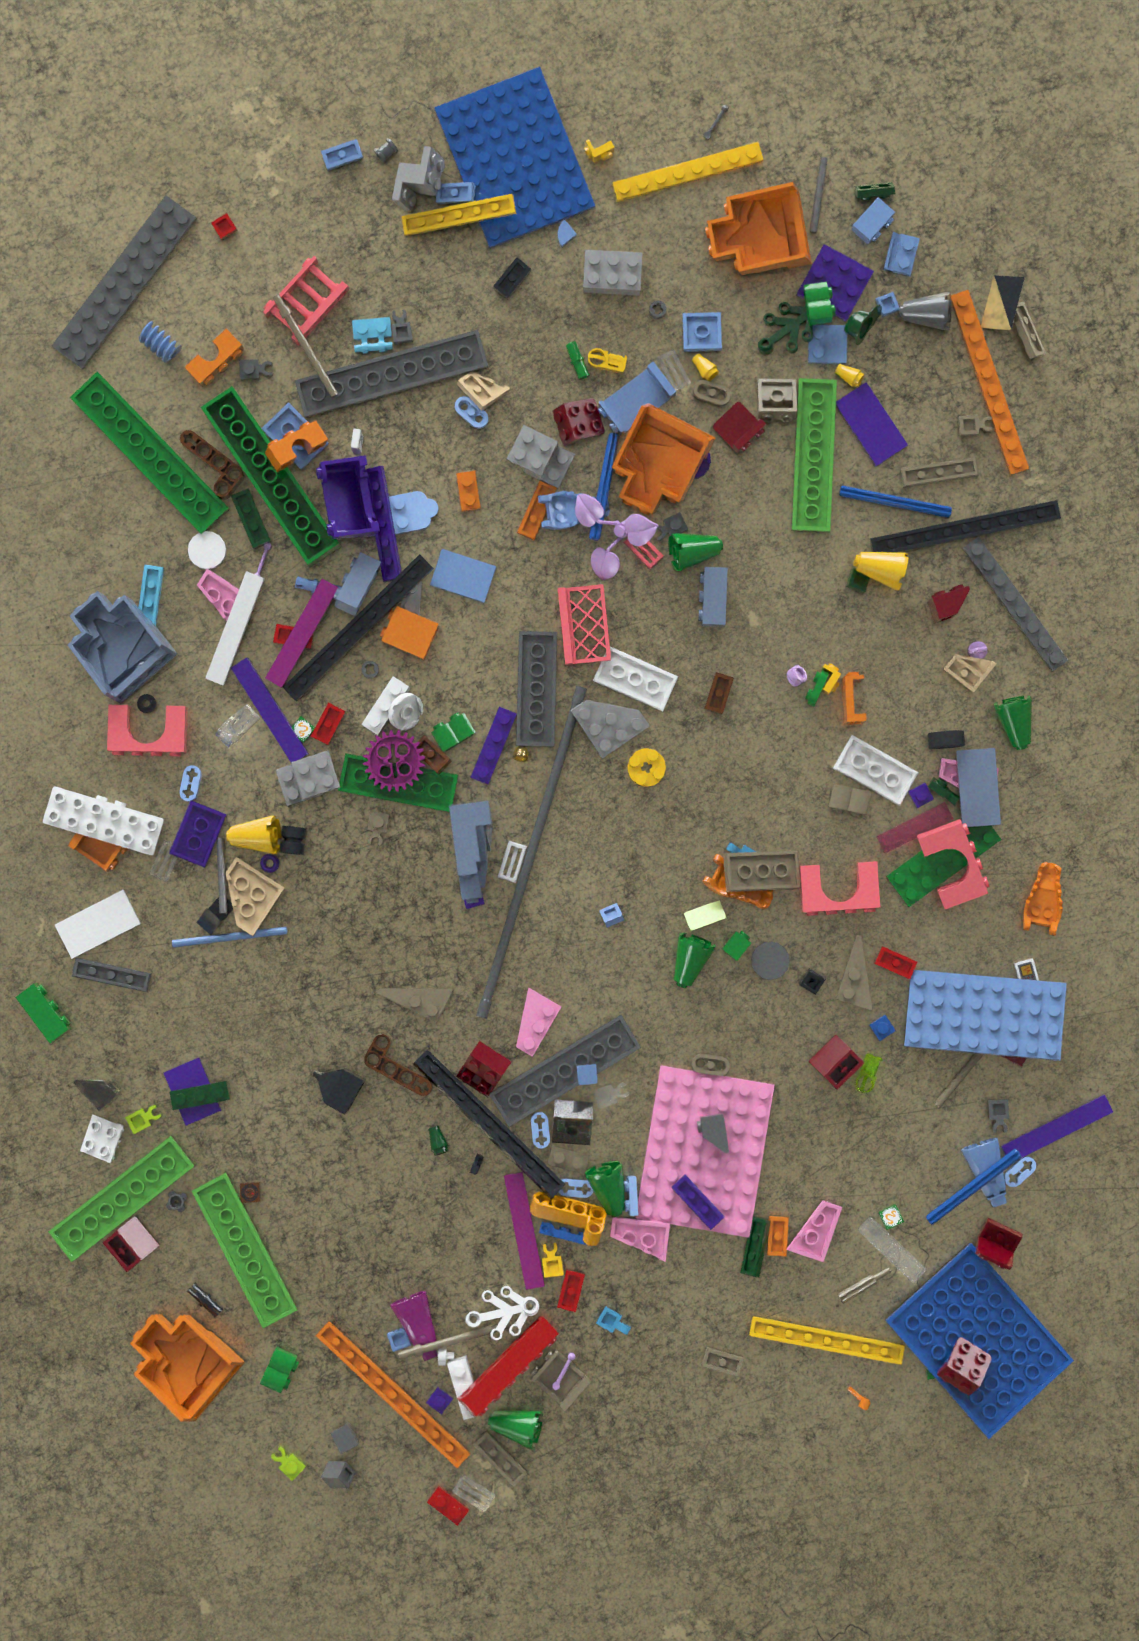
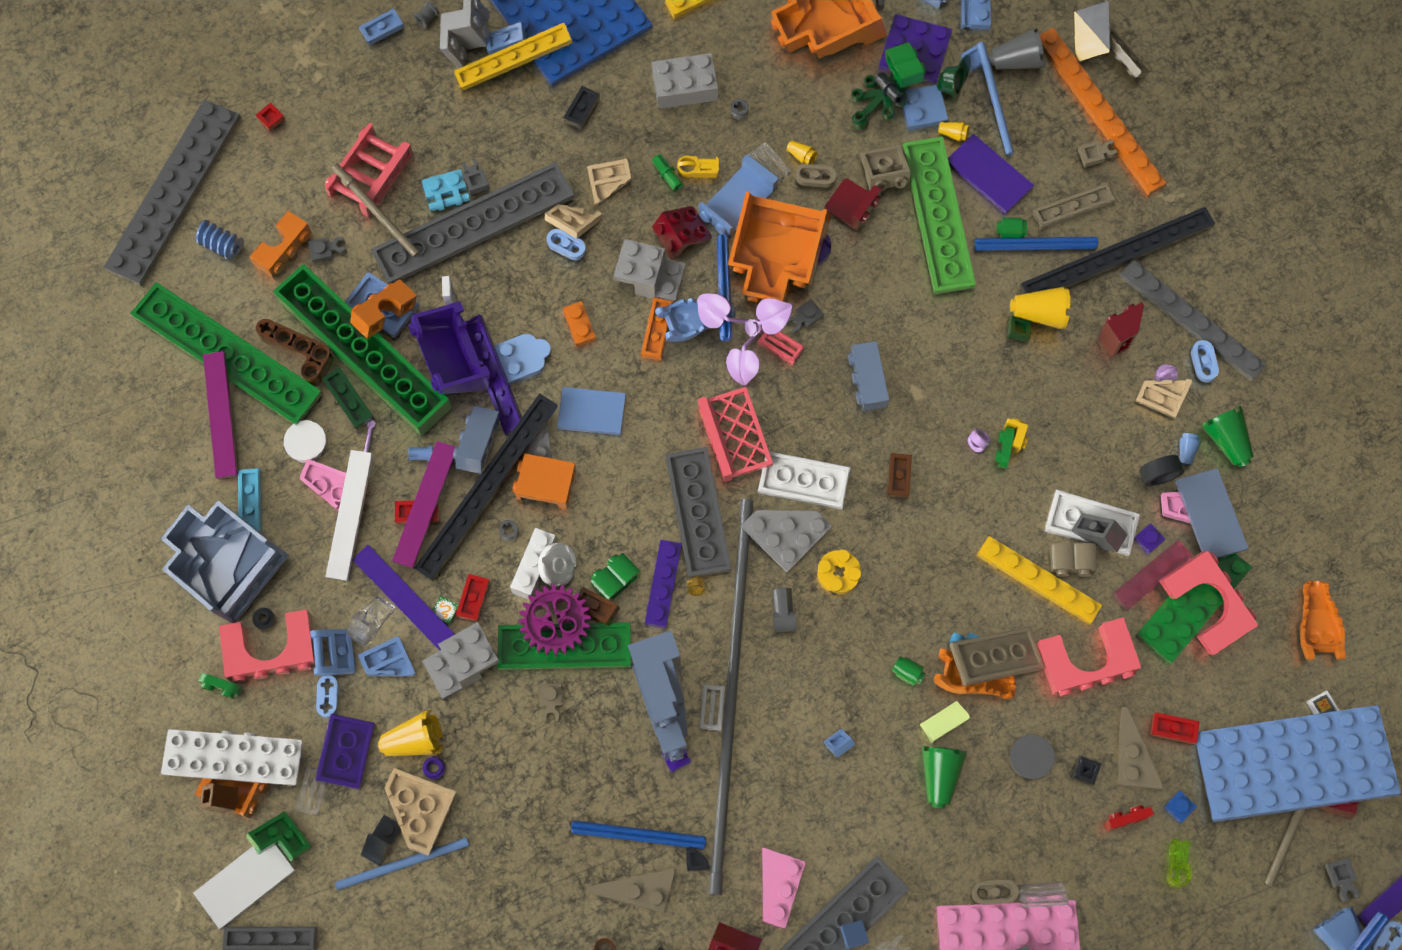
camera: 10 degrees left, 15 degrees down
(87, 853) = (219, 798): none -> reddish brown brick
(107, 759) = (228, 689): none -> green plate
(133, 890) = (279, 831): none -> green plate
(136, 511) = (220, 415): none -> magenta tile
(207, 747) = (339, 649): none -> medium blue plate
(221, 876) = (381, 795): flat silver bar -> none
(246, 763) = (387, 660): none -> medium blue wing
(293, 840) = (456, 734): black wheel -> none
(428, 955) = (638, 834): none -> blue axle
(471, 986) = (696, 861): none -> black tile
(521, 355) = (608, 178): none -> tan wing
(565, 233) = (627, 56): medium blue tile -> none
(590, 795) = (783, 617): none -> dark grey piece
(684, 866) = (908, 671): none -> green brick
(692, 549) = (833, 331): green cone -> none
(702, 332) = (790, 120): medium blue plate -> none
(737, 945) = (990, 747): green brick -> none
(747, 1076) = (1039, 896): none -> clear tile
(798, 323) = (889, 88): none -> black pin
(816, 811) = (1039, 580): none -> yellow plate
(836, 1062) = (1140, 857): dark red slope -> none
(844, 1027) = (1137, 814): none -> red plate
(849, 717) = (1048, 465): orange panel -> none
(876, 483) = (1011, 227): none -> green brick
(877, 782) = (1101, 531): none -> dark grey slope
(895, 352) = (995, 98): none -> medium blue piece
(940, 787) = (1169, 523): dark green plate -> none
(977, 722) = (1188, 448): none -> medium blue cone
(1015, 646) = (1204, 362): none -> light blue plate

